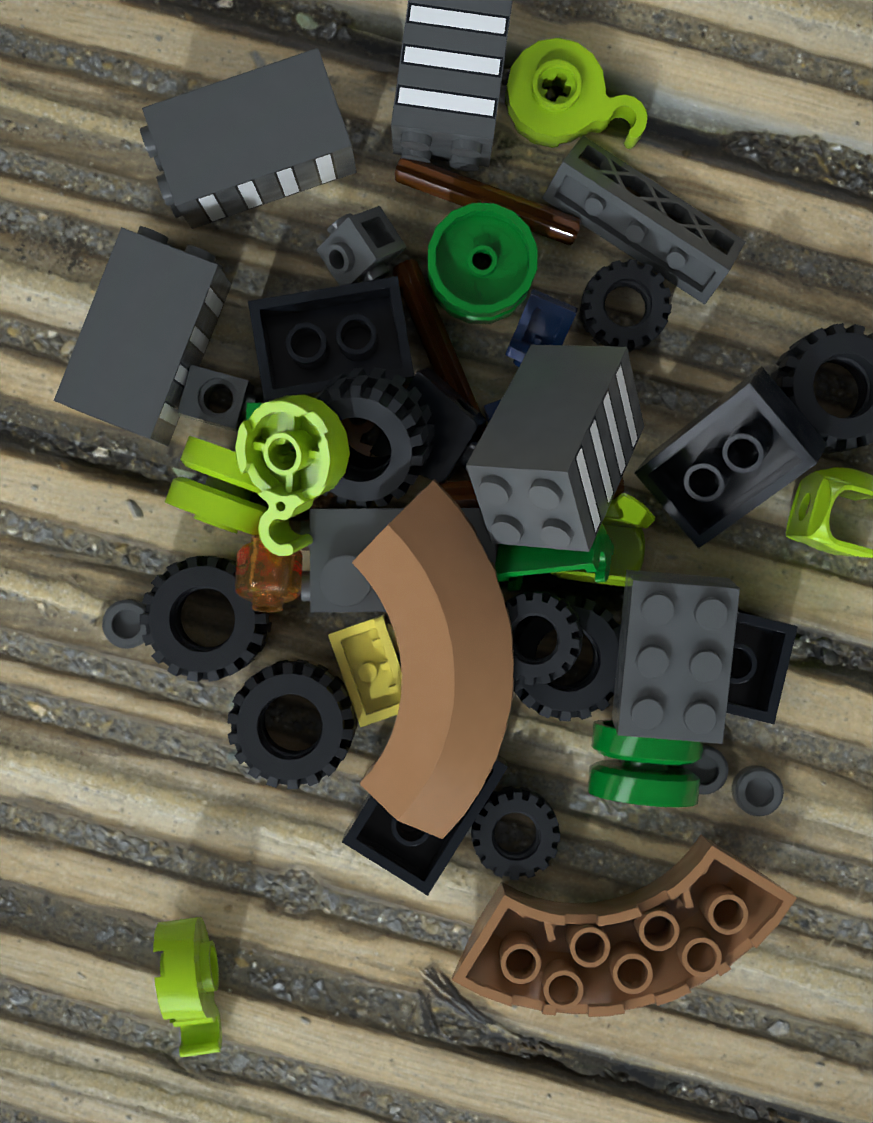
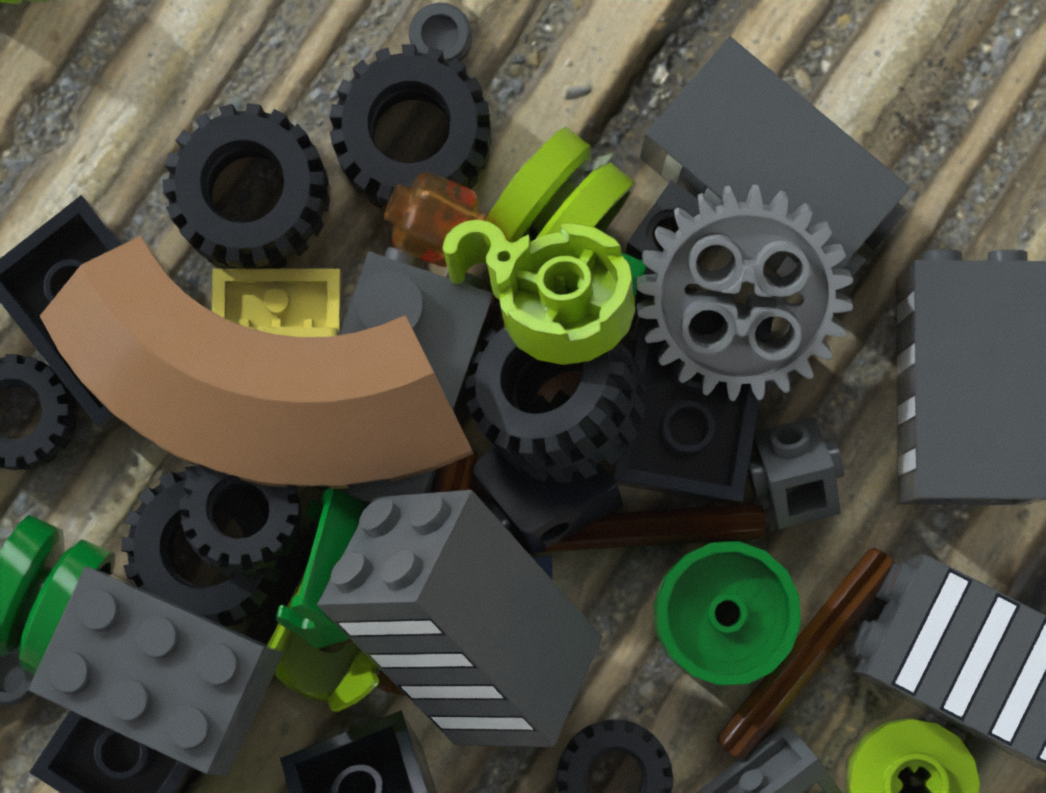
camera: 110 degrees right, 5 degrees down
(199, 327) = (752, 235): none -> light grey gear
(542, 323) = (625, 662): dark blue bracket -> none

